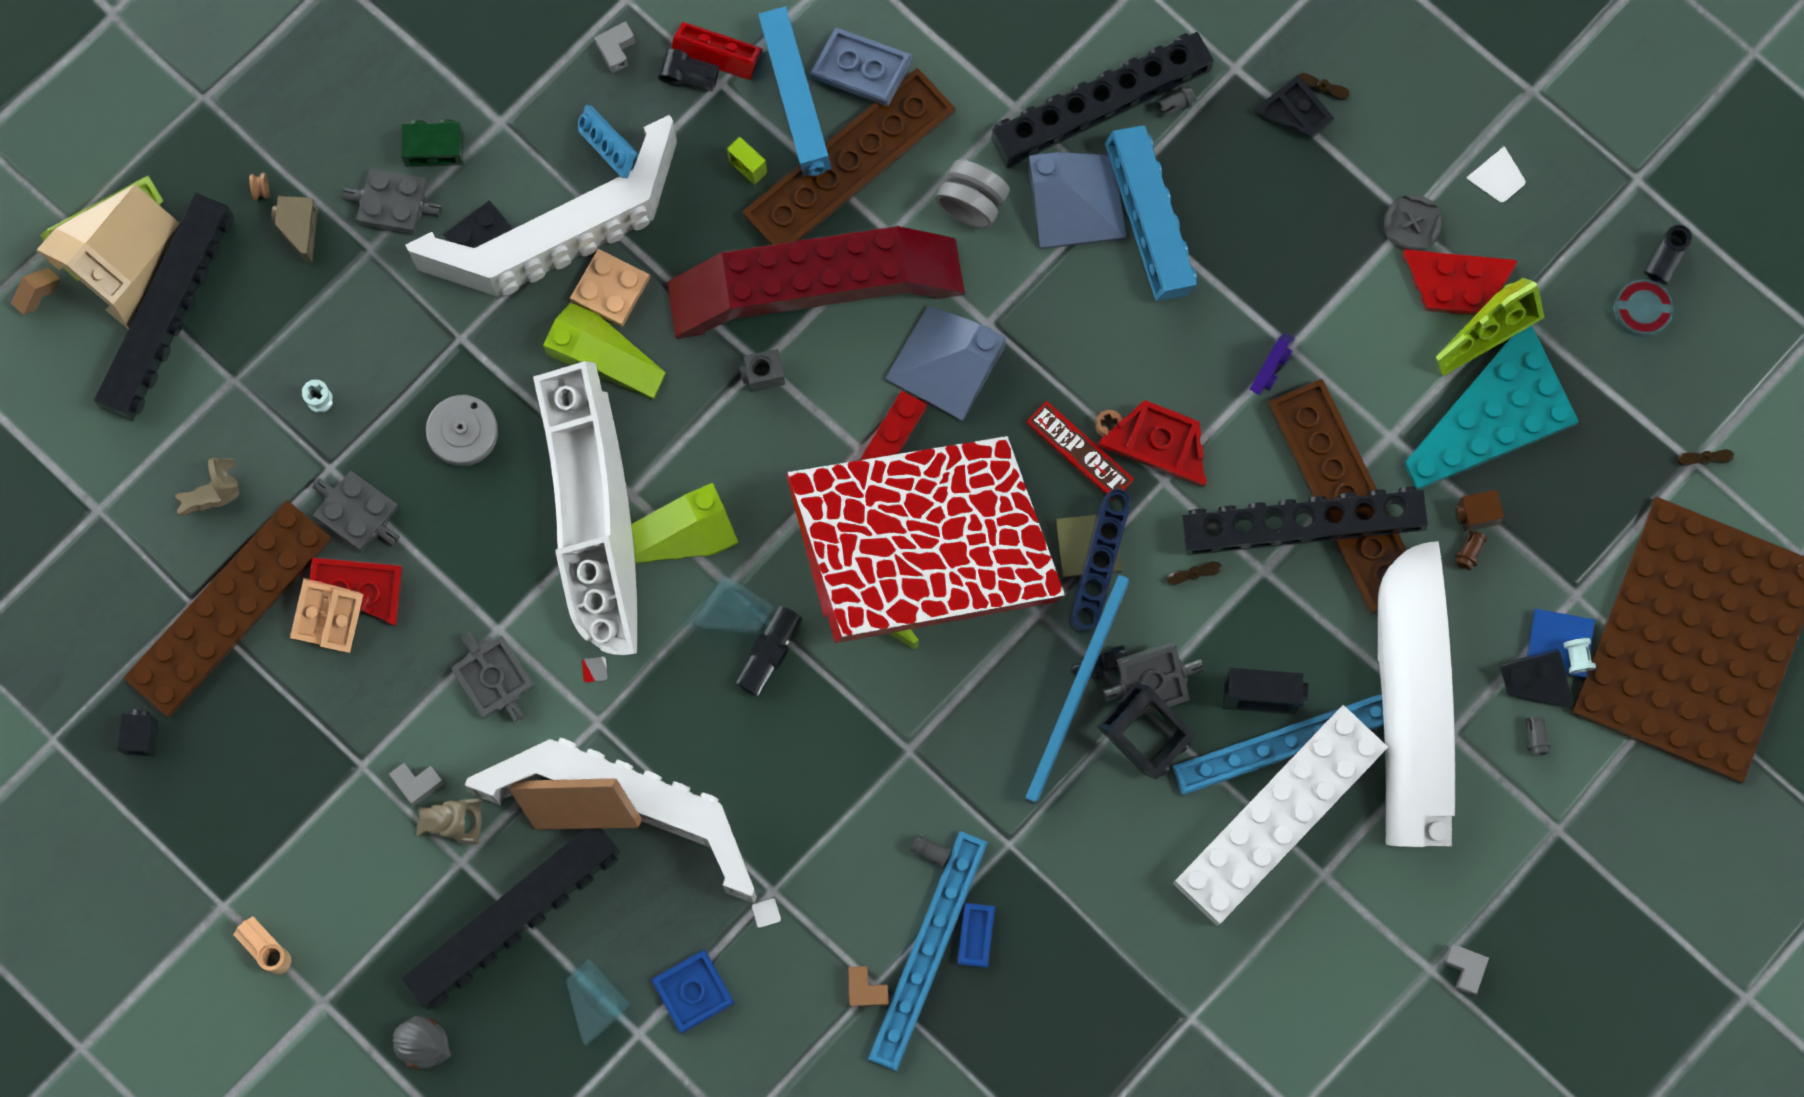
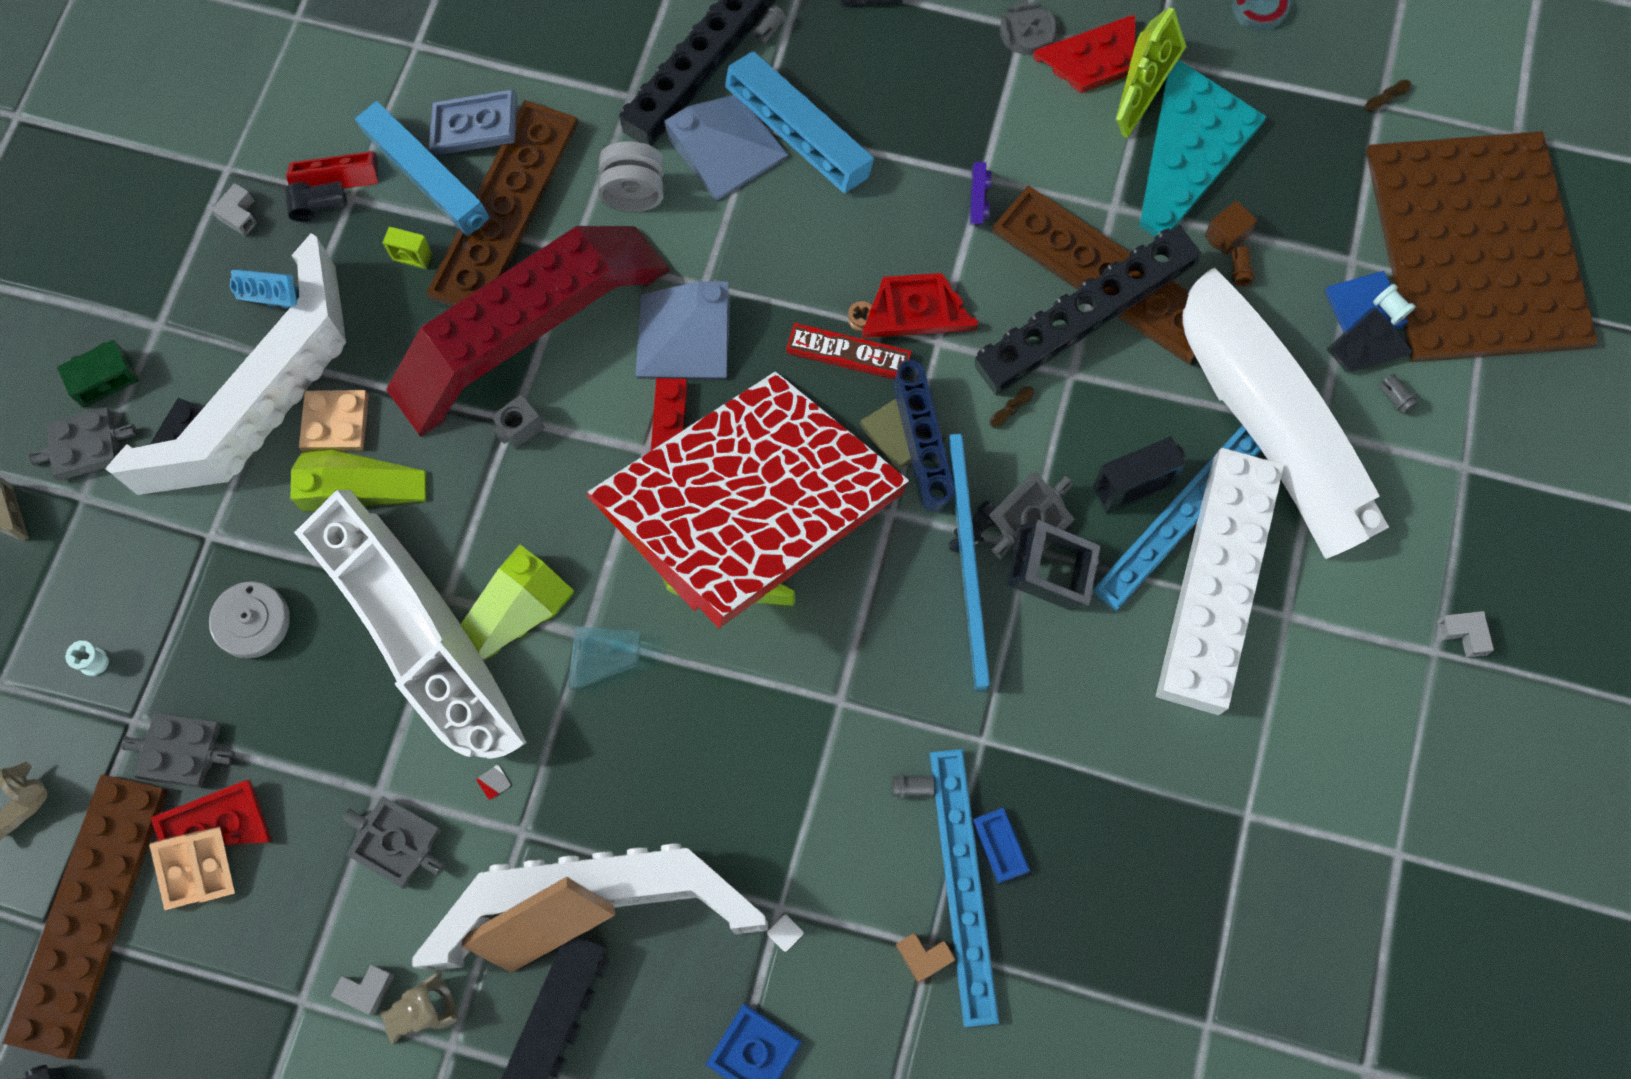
camera: 25 degrees left, 5 degrees down
(769, 651) = (656, 676): black piece -> none

